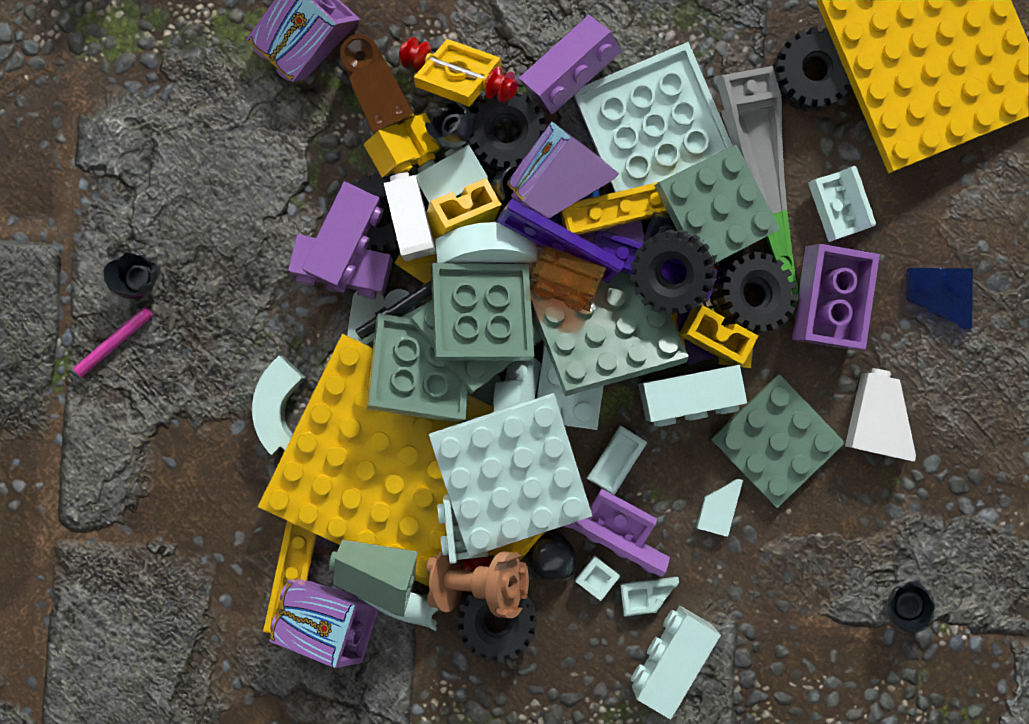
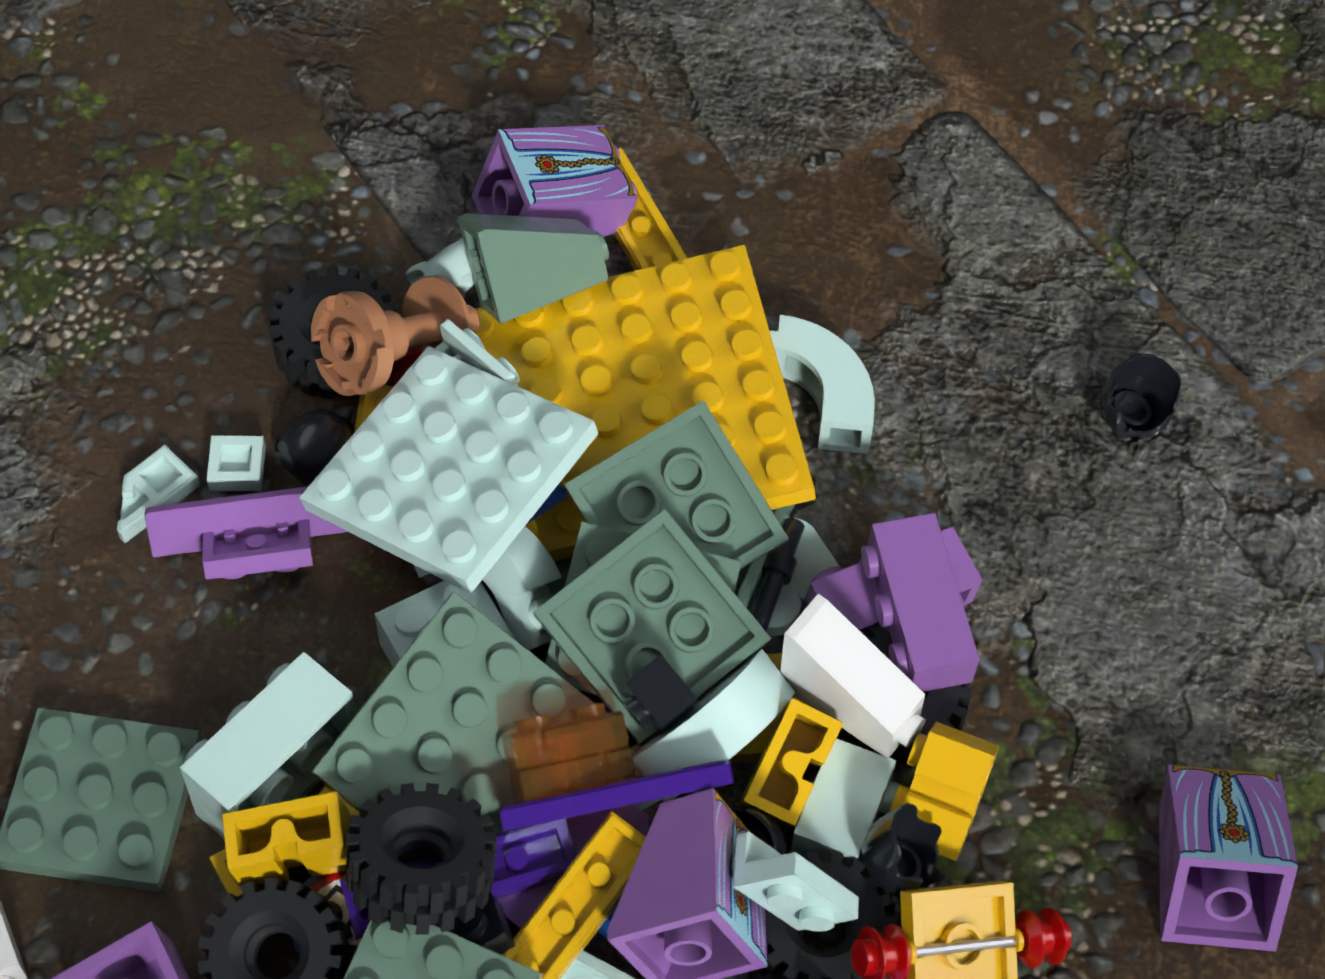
camera: 140 degrees right, 30 degrees down
(113, 341) = (1089, 326): dark pink bar -> none
(374, 83) = (1054, 835): reddish brown piece -> none
(509, 270) = (657, 696): none -> black plate
(524, 145) = (790, 886): none -> light aqua bracket
(616, 460) = (319, 618): light aqua tile -> none
(674, 661) = (56, 422): light aqua brick -> none
(719, 509) = (123, 656): light aqua tile -> none

